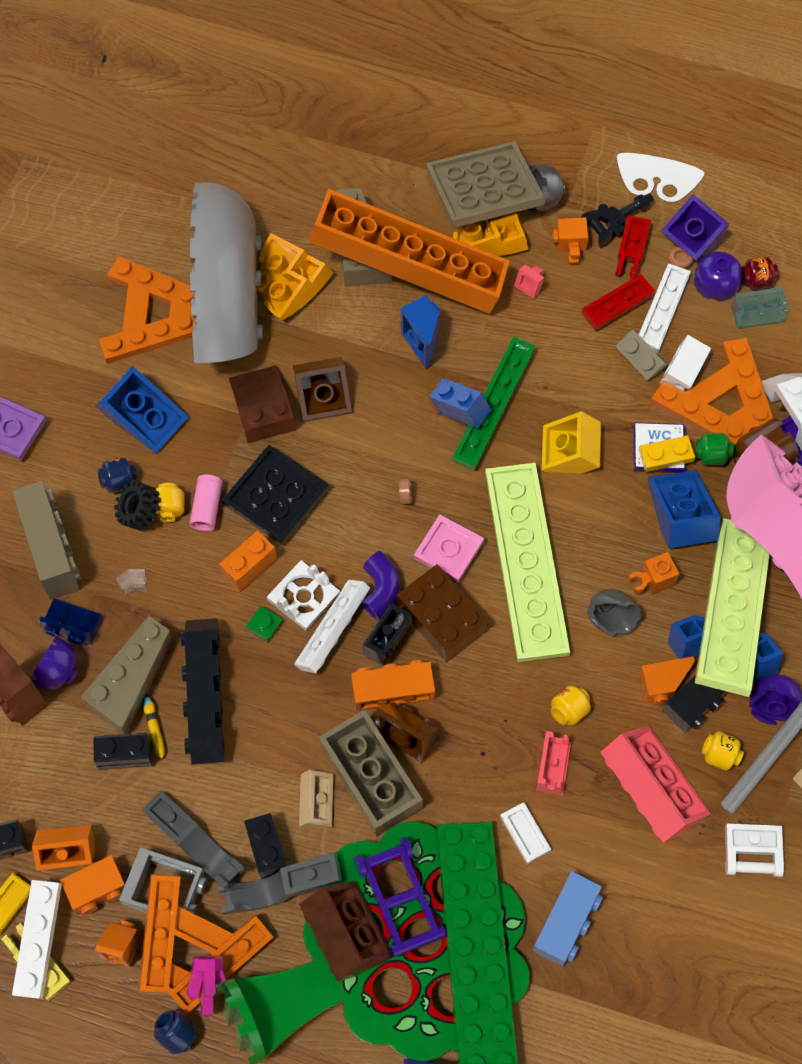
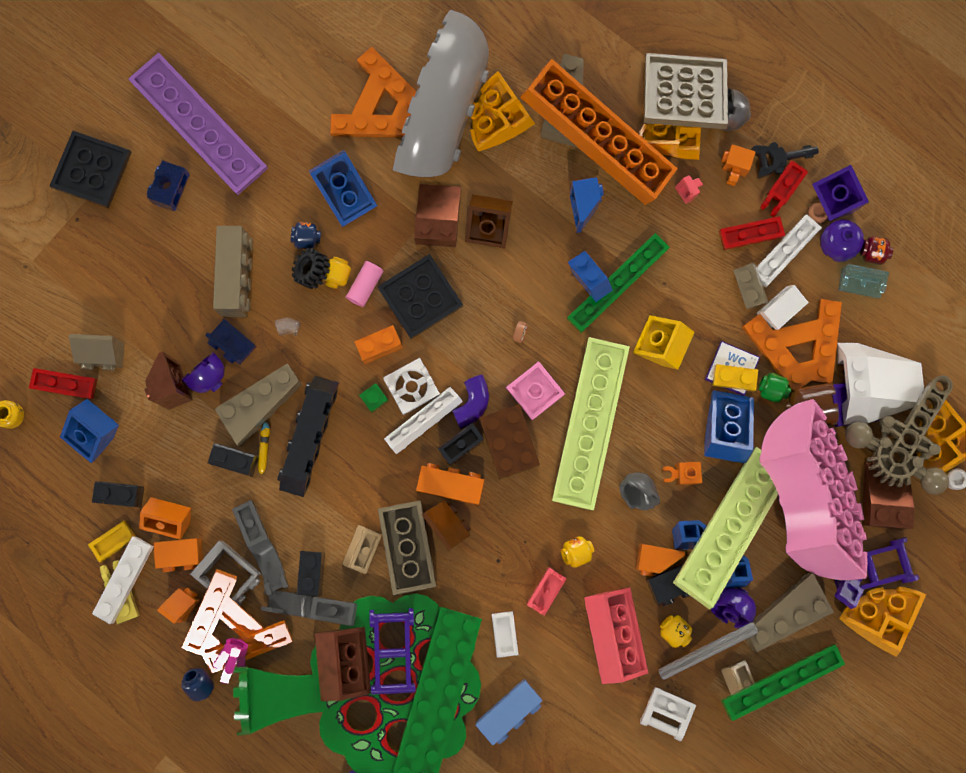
camera: 20 degrees right, 15 degrees up
(671, 172) = (826, 120): white piece -> none

